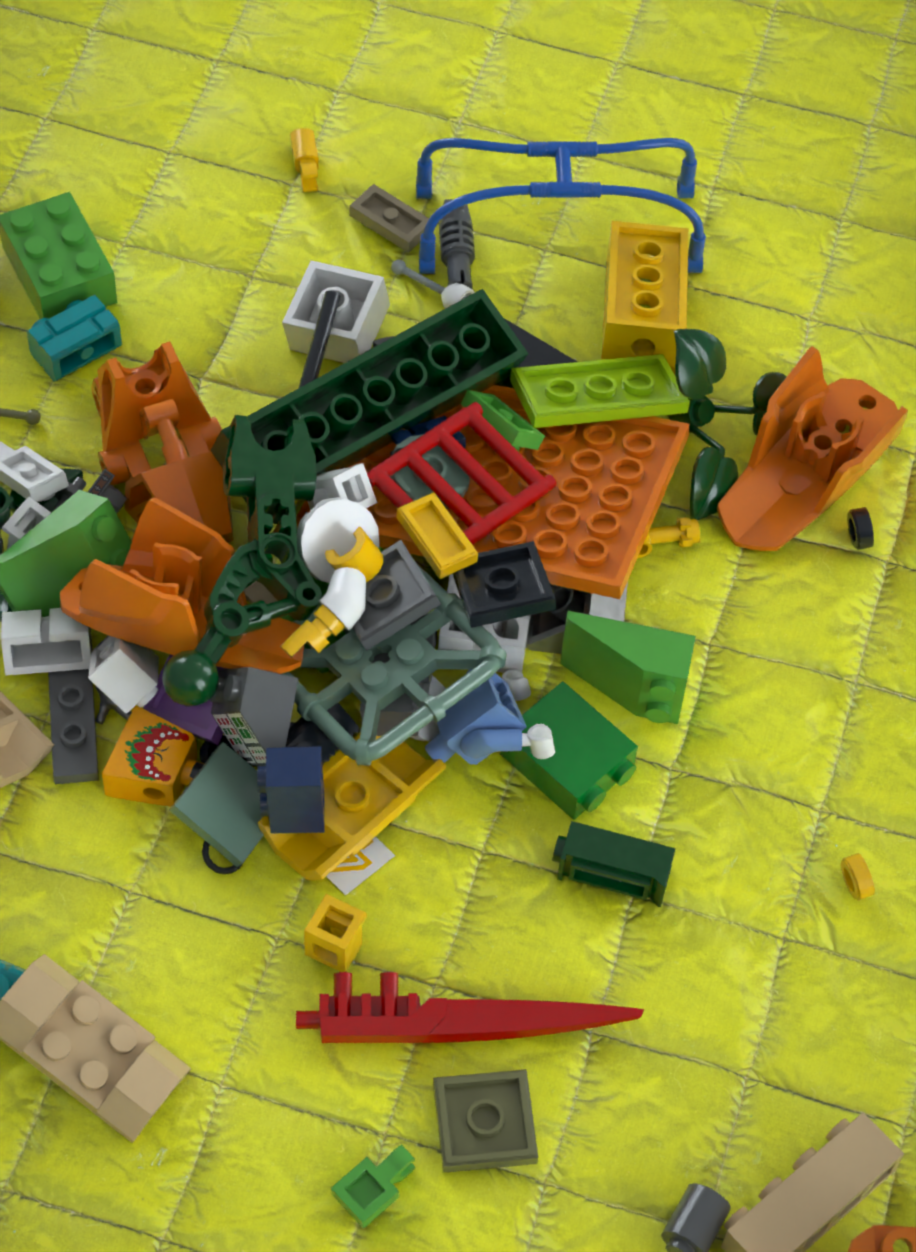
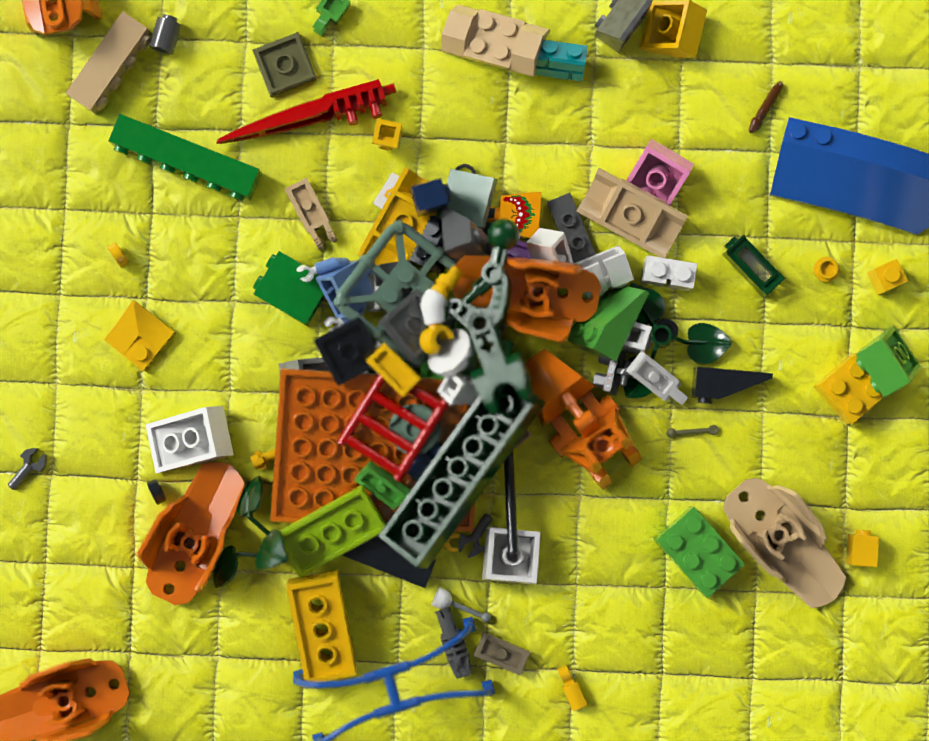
camera: 165 degrees right, 30 degrees up
(74, 337) = (667, 494): teal brick -> none
(506, 863) = (310, 210): none -> tan hinge
(614, 862) = (251, 225): dark green window -> none
(630, 663) = (256, 344): bright green slope -> none
(707, 1001) = (185, 157): none -> green brick
(790, 582) = (189, 439): none -> white slope
(844, 750) = (139, 335): none -> yellow plate

